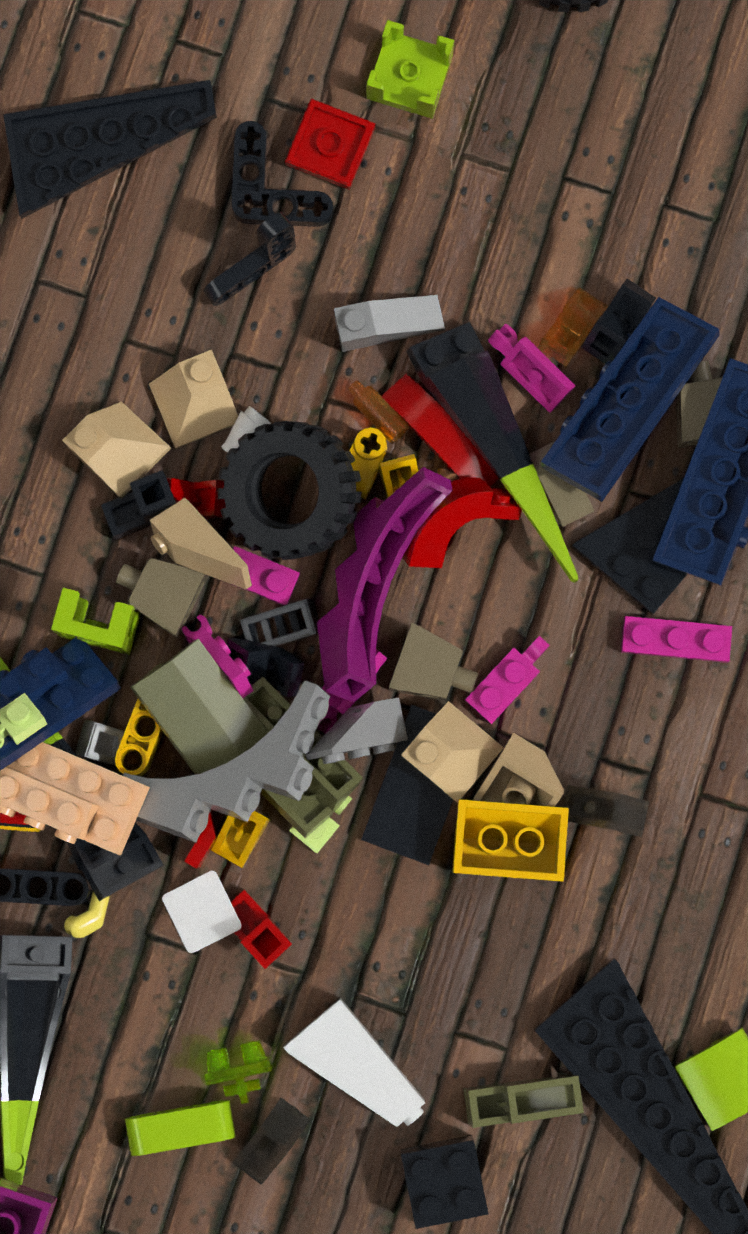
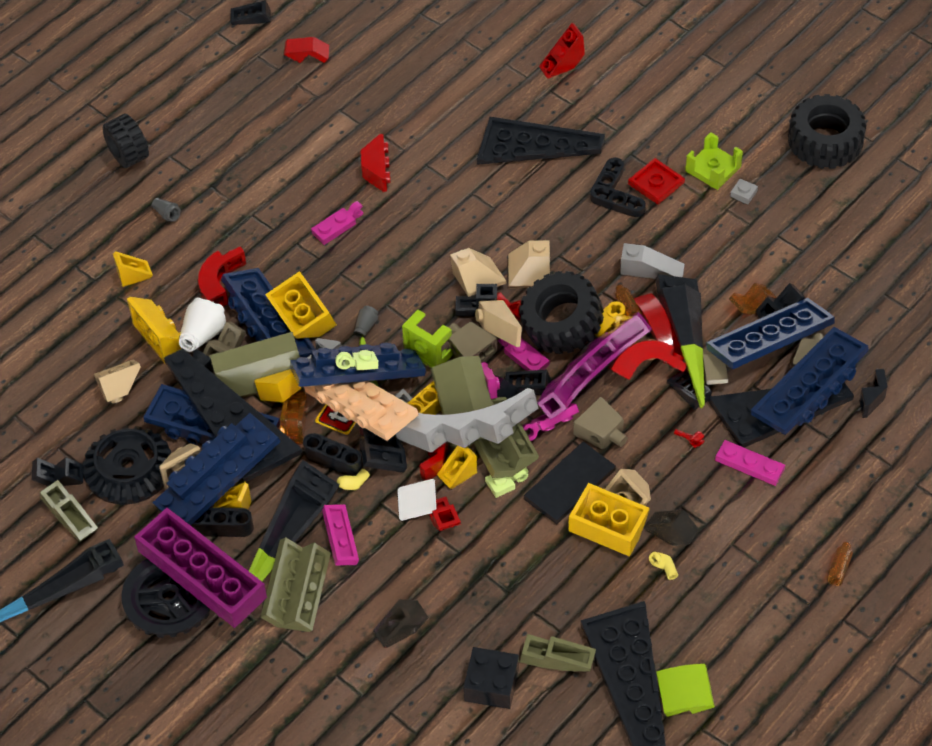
camera: 25 degrees right, 30 degrees down
(84, 1138) = (295, 585): none -> olive slope
(113, 1025) = (340, 535): none -> dark pink plate
(180, 1127) = (352, 598): lime beam -> none
(221, 1070) = (399, 582): clear neon green hips -> none
(275, 244) = (569, 224): black beam -> none
(351, 1059) = (467, 599): white slope -> none
(360, 728) = (550, 435): light grey slope -> none
(452, 751) = (591, 464): tan slope -> none
(478, 108) = (744, 191): none -> light grey plate
(506, 681) = (643, 449): dark pink plate -> none
(527, 548) = (684, 392): none -> black slope
(531, 368) = (722, 309): dark pink plate -> none
(580, 631) = (695, 439): none -> red hand
(616, 872) = (664, 562): none -> light yellow arm

